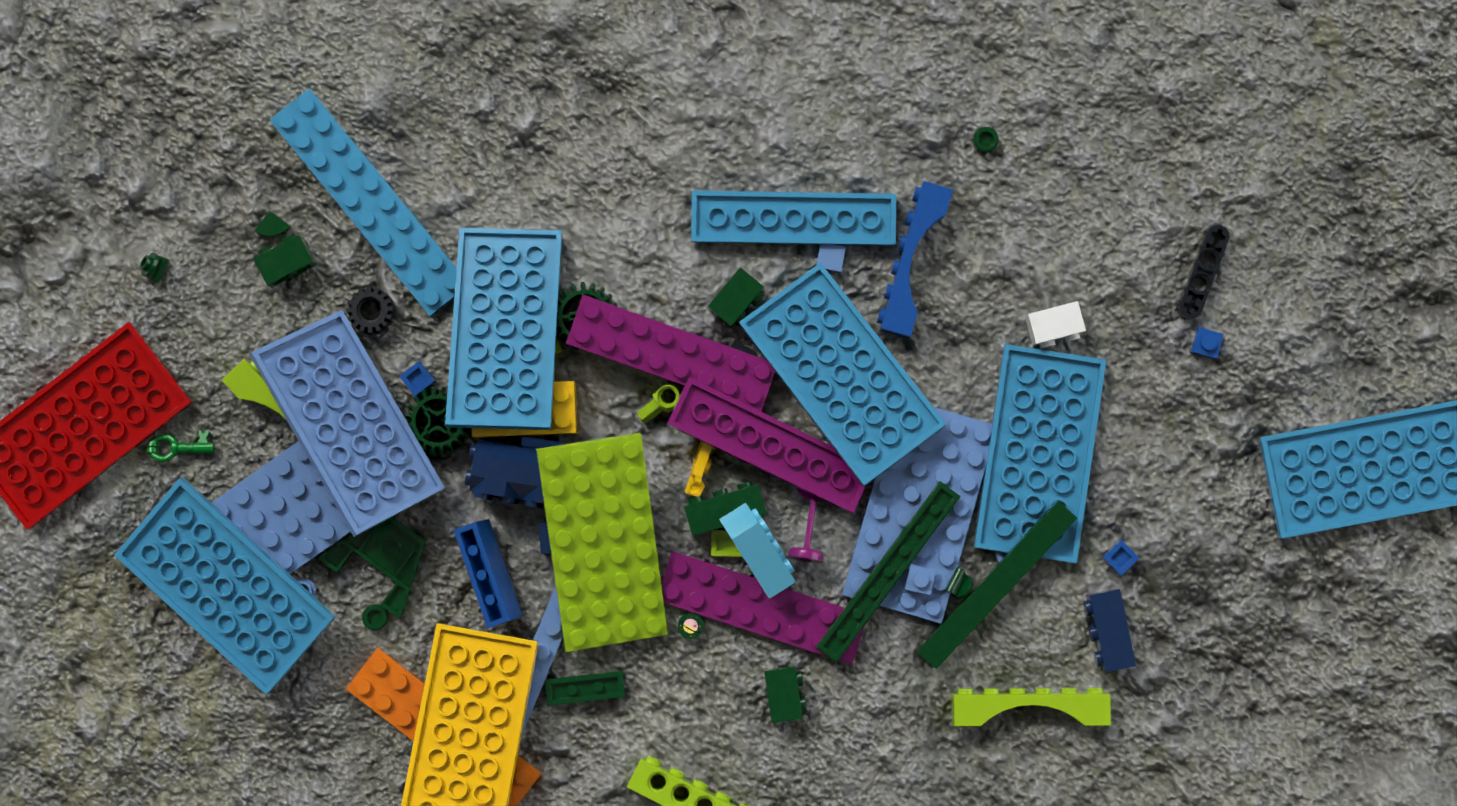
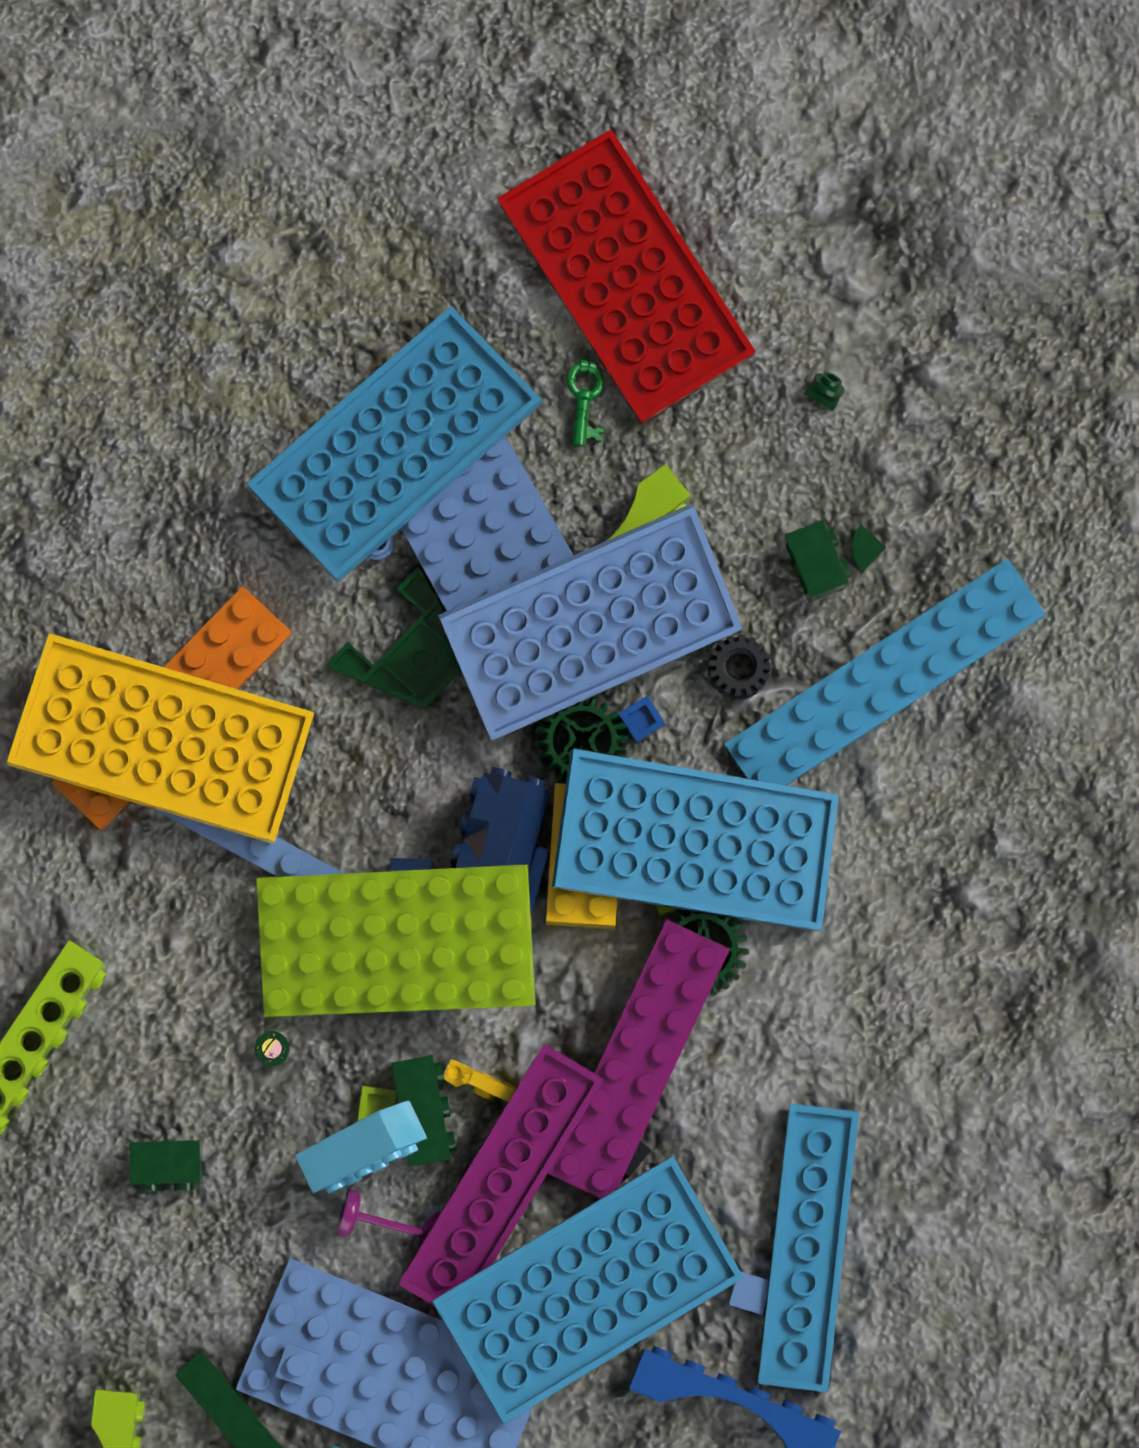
camera: 95 degrees right, 5 degrees down
(375, 617) = (332, 633): dark green tile -> none
(488, 573) = (372, 786): blue brick -> none
(585, 687) = (206, 899): dark green plate -> none
(659, 403) = (575, 1037): lime axle -> none
(736, 298) = (706, 1157): dark green brick -> none
(744, 604) = (269, 1176): magenta plate -> none
(888, 571) = (313, 1323): dark green tile -> none
(959, 584) = (285, 1420): dark green plate -> none

